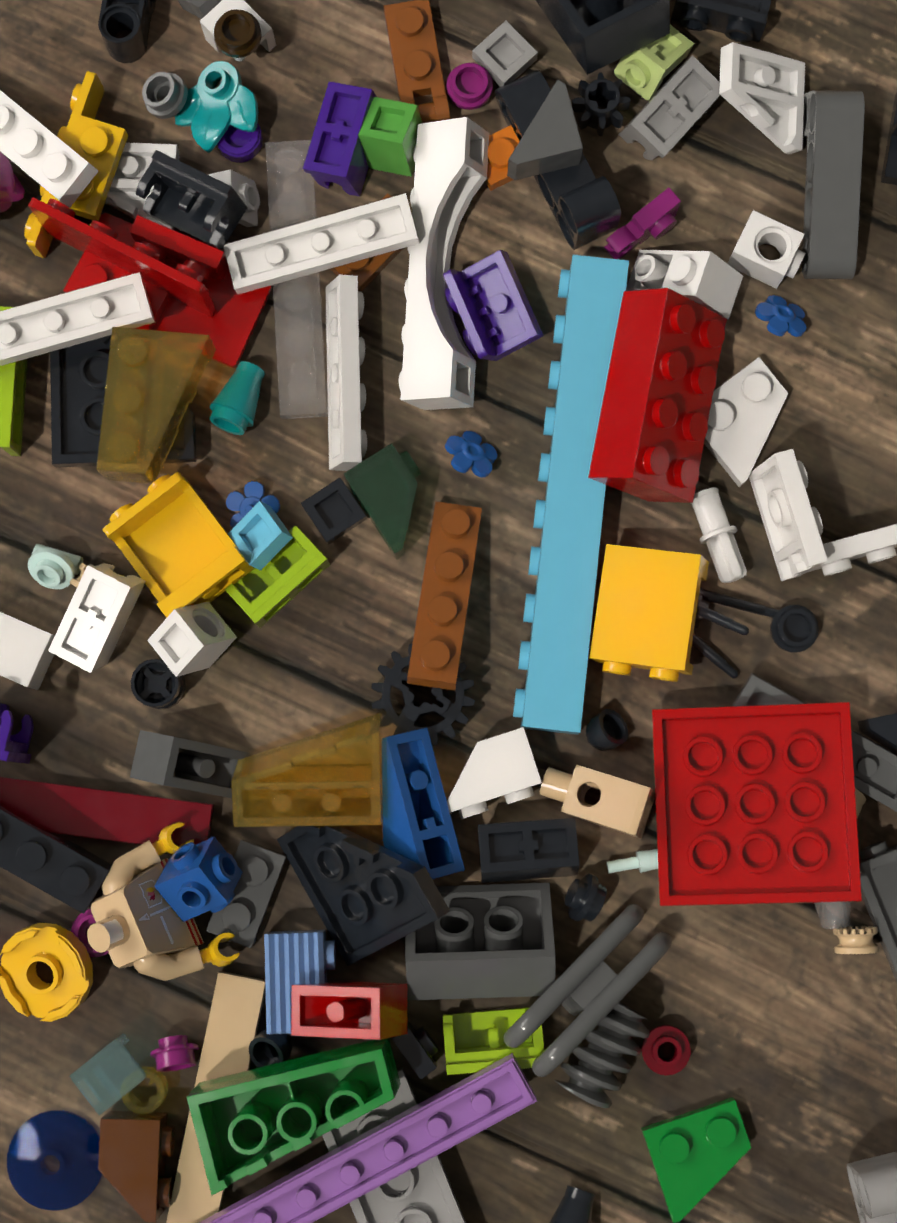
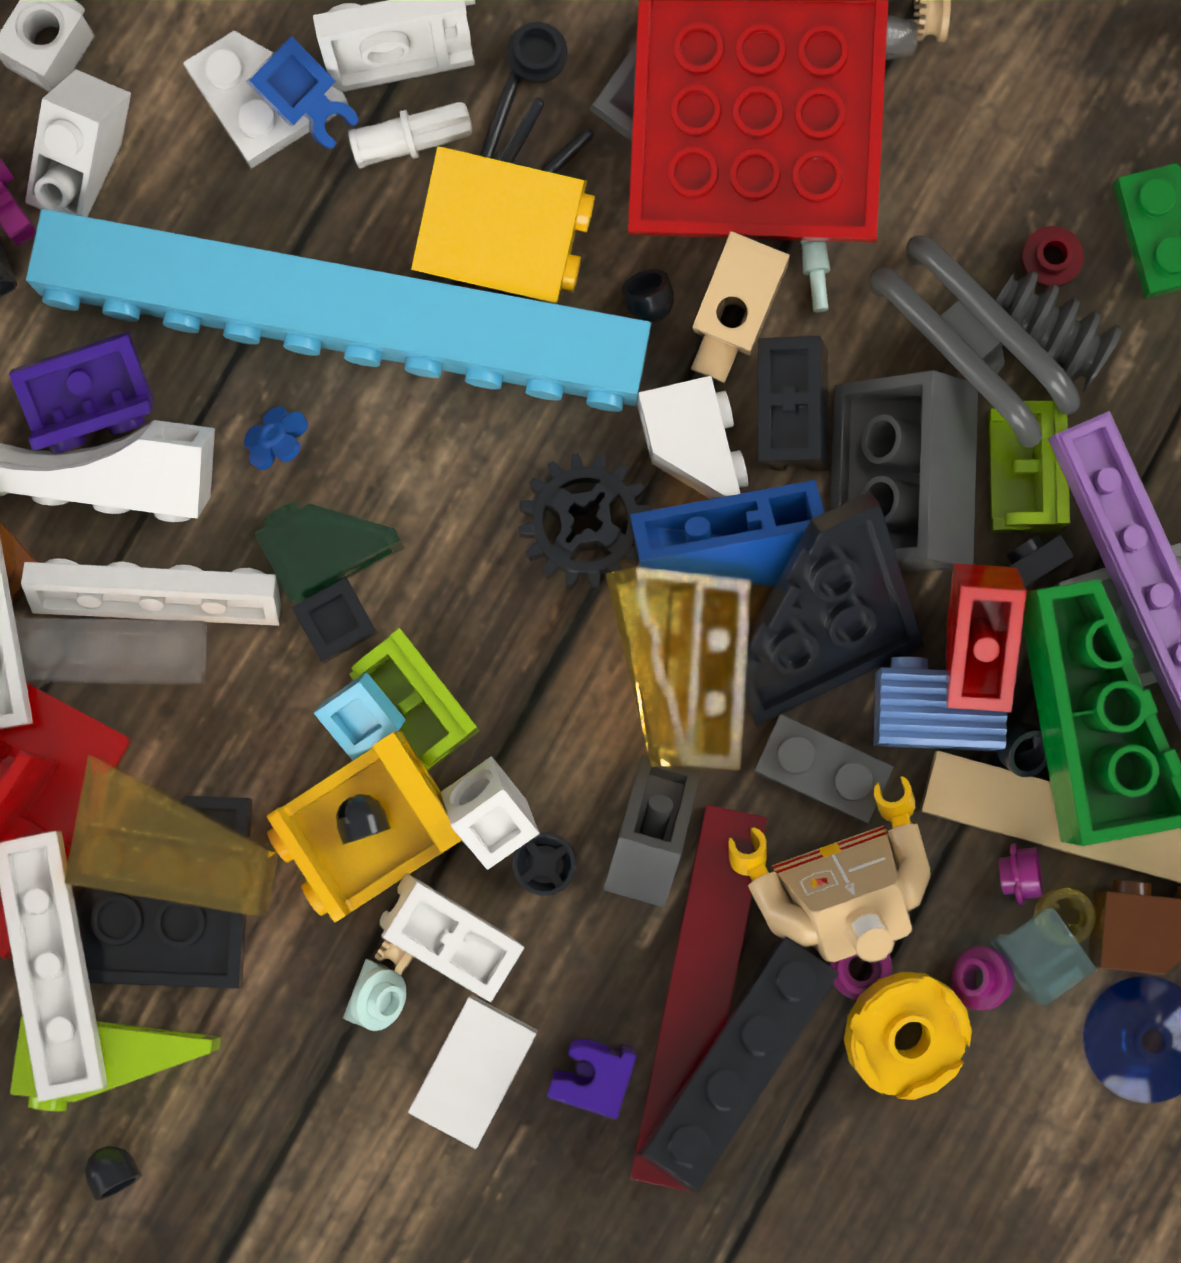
camera: 90 degrees left, 0 degrees up
(91, 1038) = (997, 980): none -> magenta plate
(181, 542) = (360, 818): none -> black hinge
(199, 879) = (803, 822): blue brick -> none
(237, 401) = (177, 737): teal cone -> none
(244, 503) = (311, 747): blue plant -> none
(444, 596) = (460, 481): dark orange plate -> none
(585, 898) = (858, 338): black plate -> none
(658, 396) = (224, 185): red brick -> none
(743, 444) = (296, 87): none -> blue plate
(781, 317) = (134, 28): blue plant -> none

